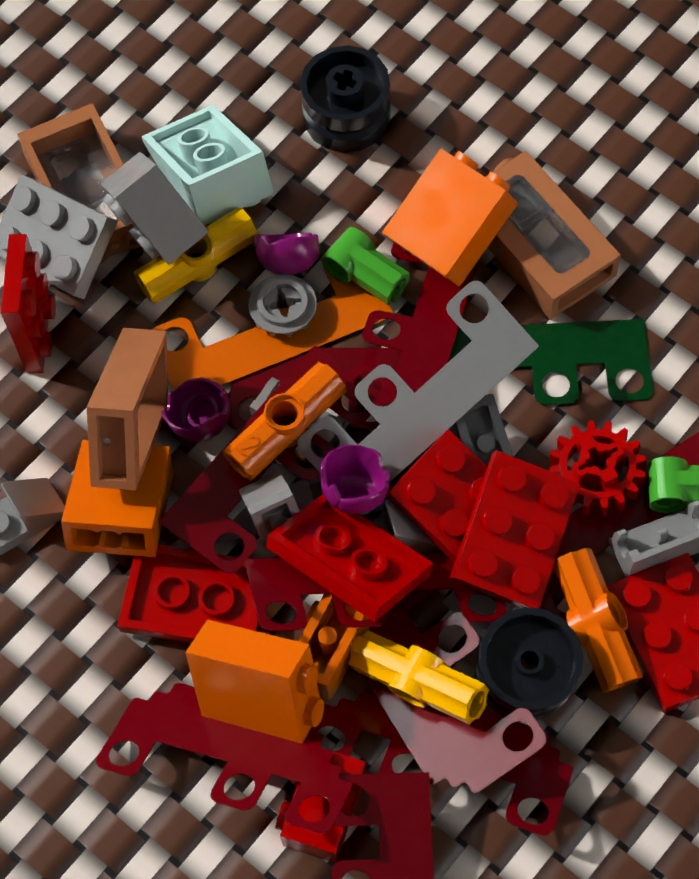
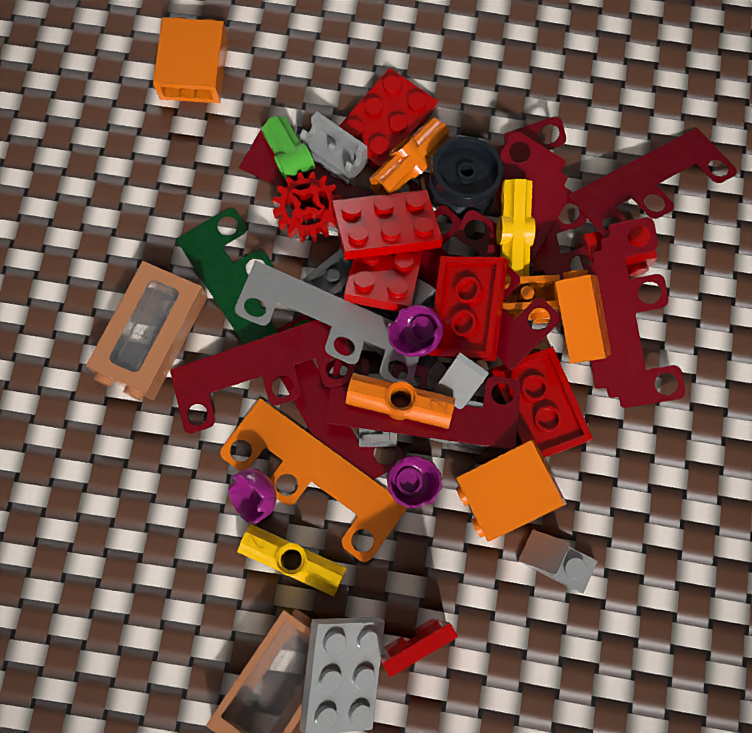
camera: 125 degrees left, 10 degrees up
(127, 409) = (456, 509): nougat piece -> none
(150, 202) = (290, 596): light grey brick -> none
(210, 163) = (206, 603): light aqua slope -> none
(296, 294) = (298, 458): light grey gear -> none
(345, 98) = (78, 532): black wheel -> none
(356, 259) = (235, 441): bright green piece -> none
(451, 215) = (172, 383): orange brick -> none

